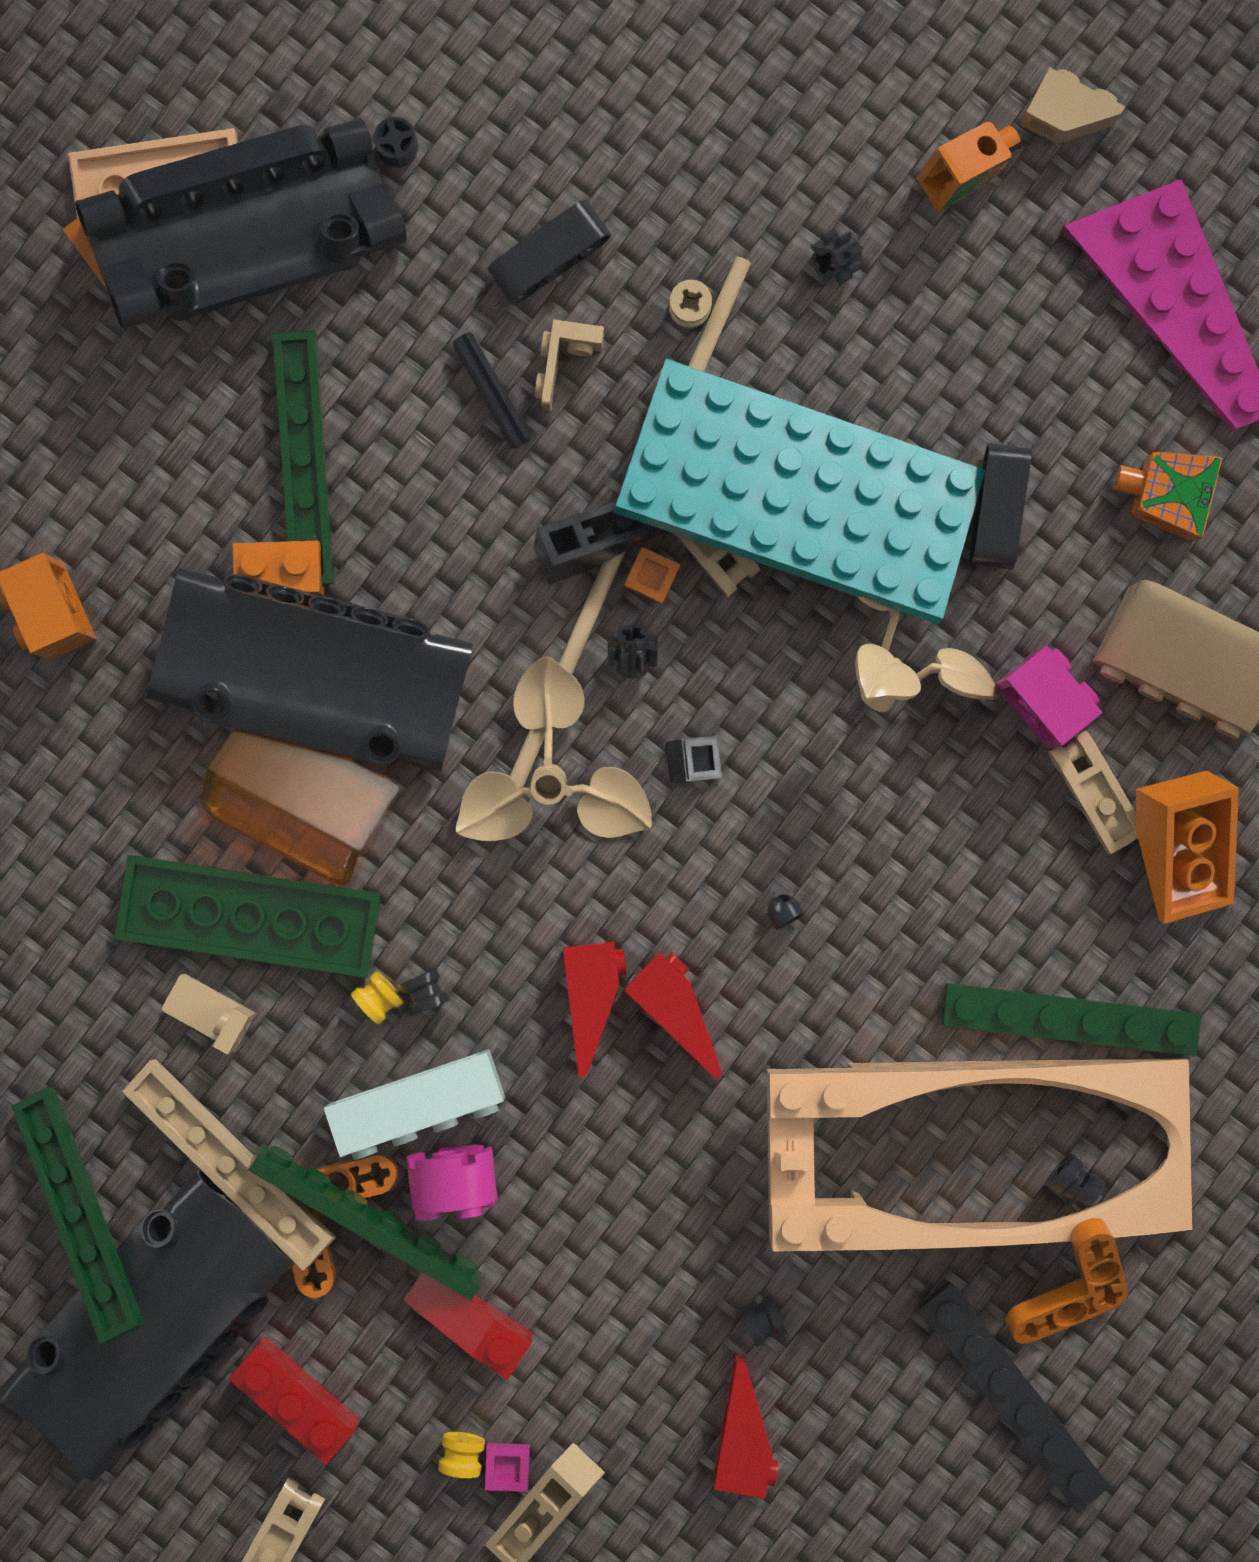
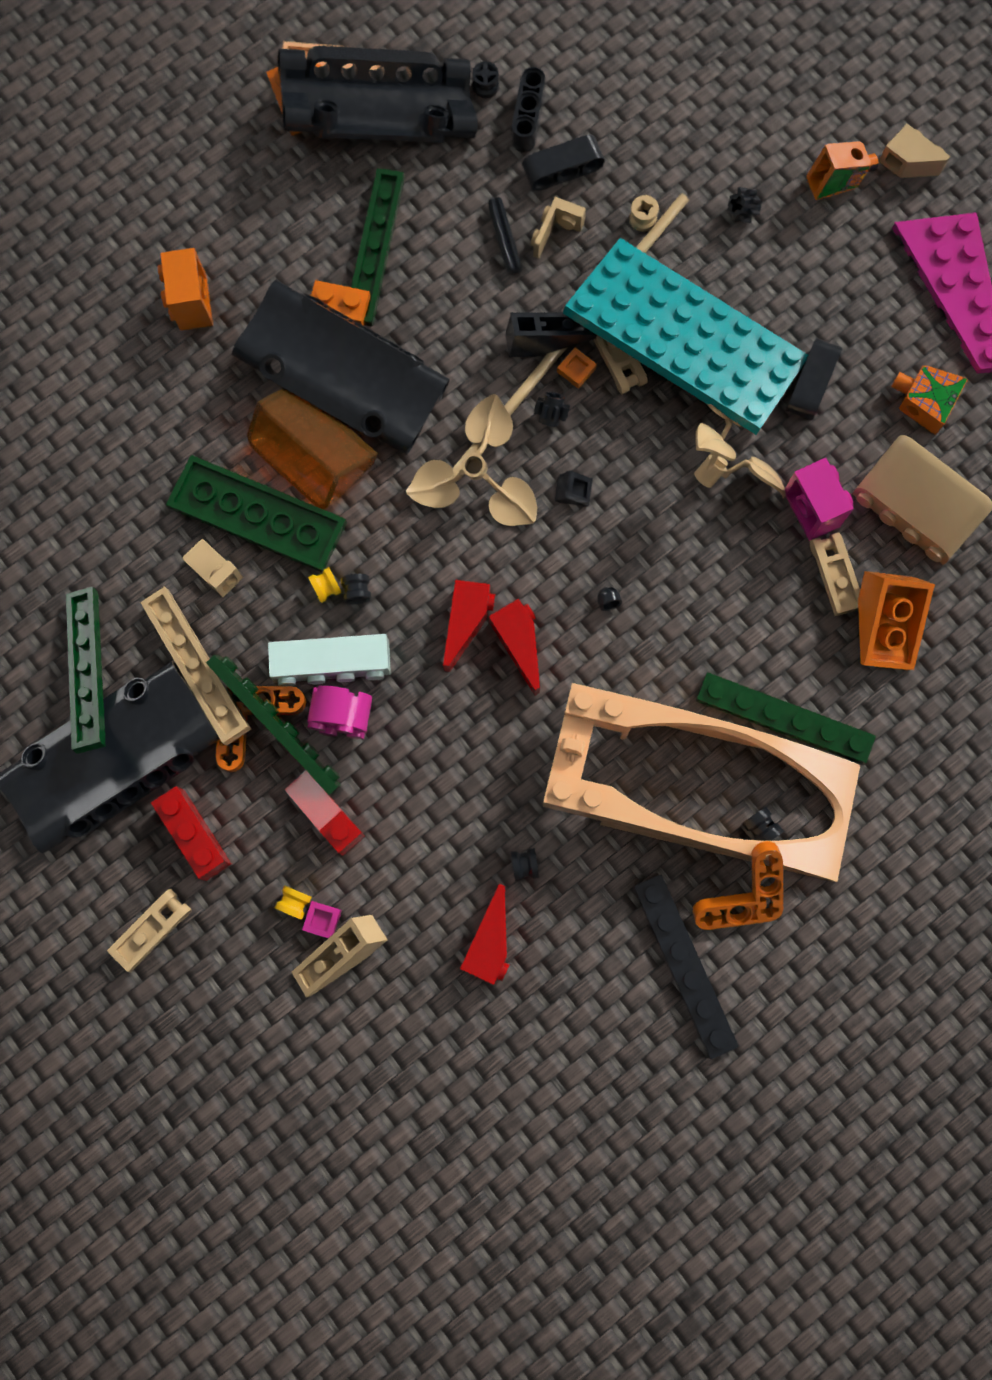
camera: 20 degrees right, 10 degrees down
(469, 158) = (530, 96): none -> black beam

